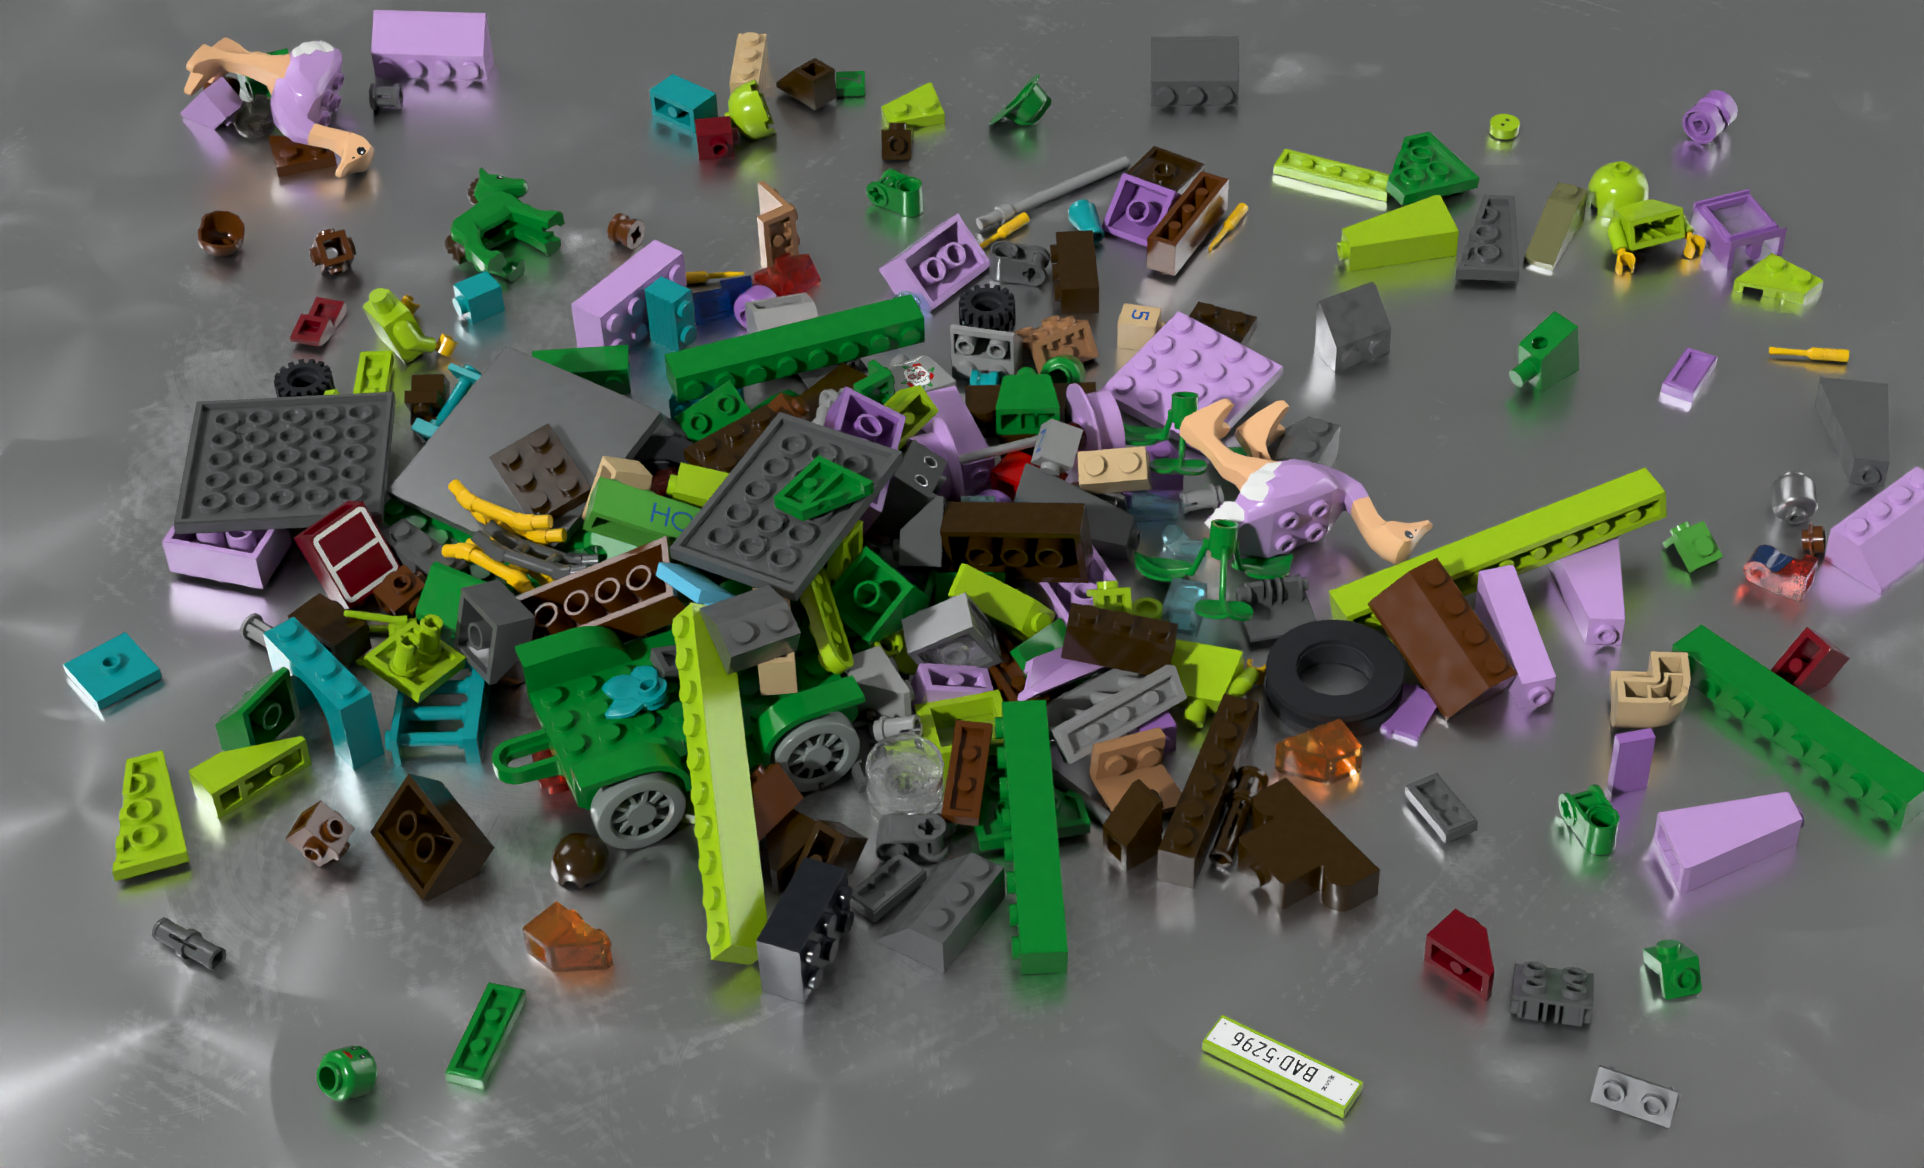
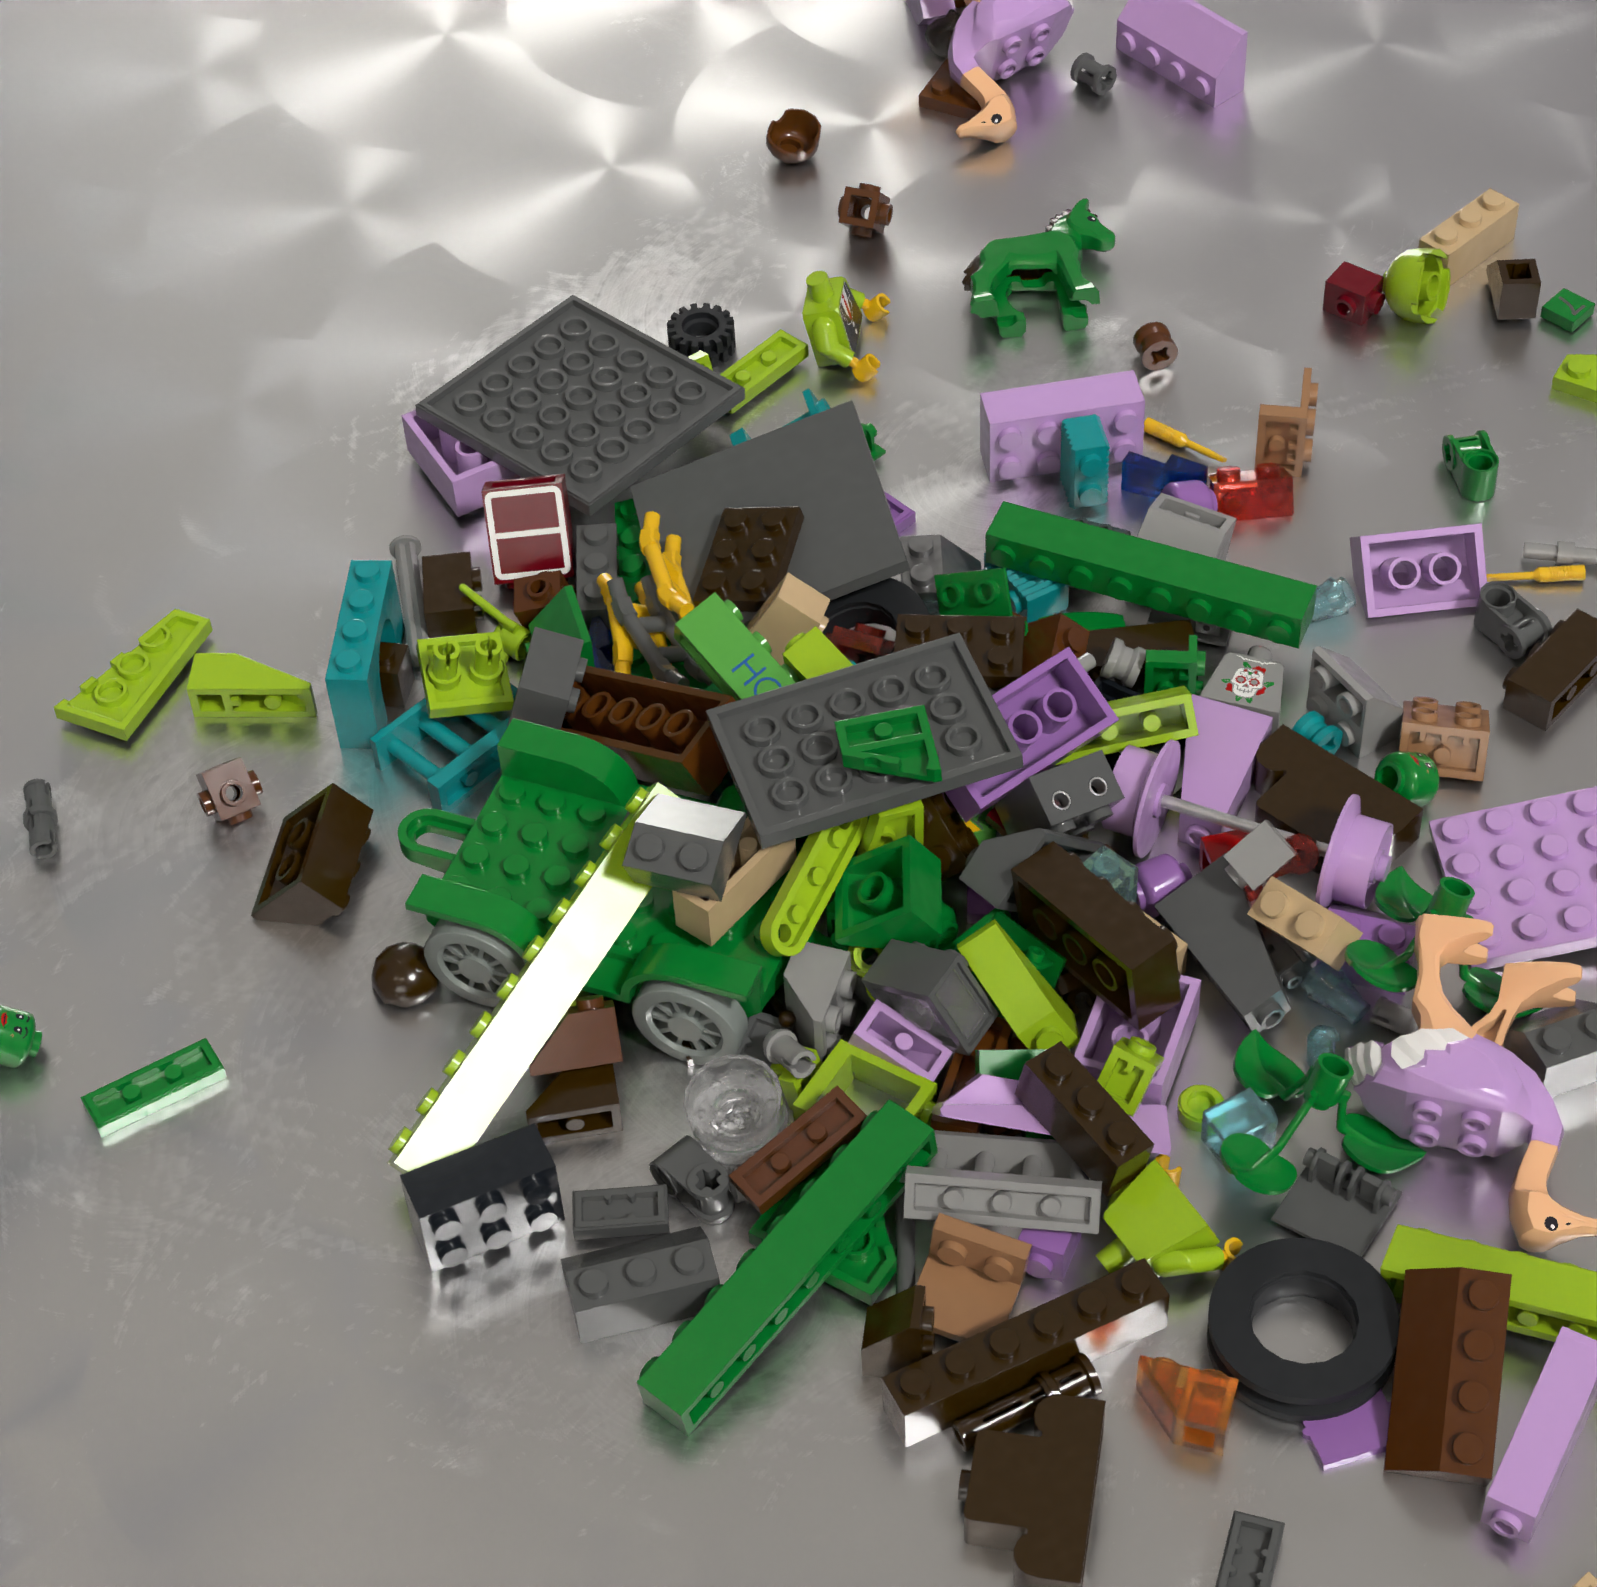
camera: 45 degrees right, 5 degrees up
(112, 671) = (264, 516): teal plate -> none
(262, 713) = (301, 641): green slope -> none
(320, 322) = (778, 282): dark red slope -> none
(427, 396) = (779, 409): dark brown brick -> none
(478, 297) = (942, 336): teal brick -> none
(566, 942) = (300, 1045): clear orange slope -> none
(601, 365) = (948, 472): green brick -> none
(635, 691) = (571, 839): teal plate -> none
(682, 102) = (1366, 234): teal brick -> none
(691, 583) = (699, 769): medium azure slope -> none
(833, 844) = (599, 1139): dark brown slope -> none
(897, 141) = (1538, 400): dark brown bracket -> none
(987, 308) = (1416, 671): black tyre -> none
(1025, 403) = (1307, 786): green torso -> none
(1137, 325) = (1554, 771): tan brick -> none

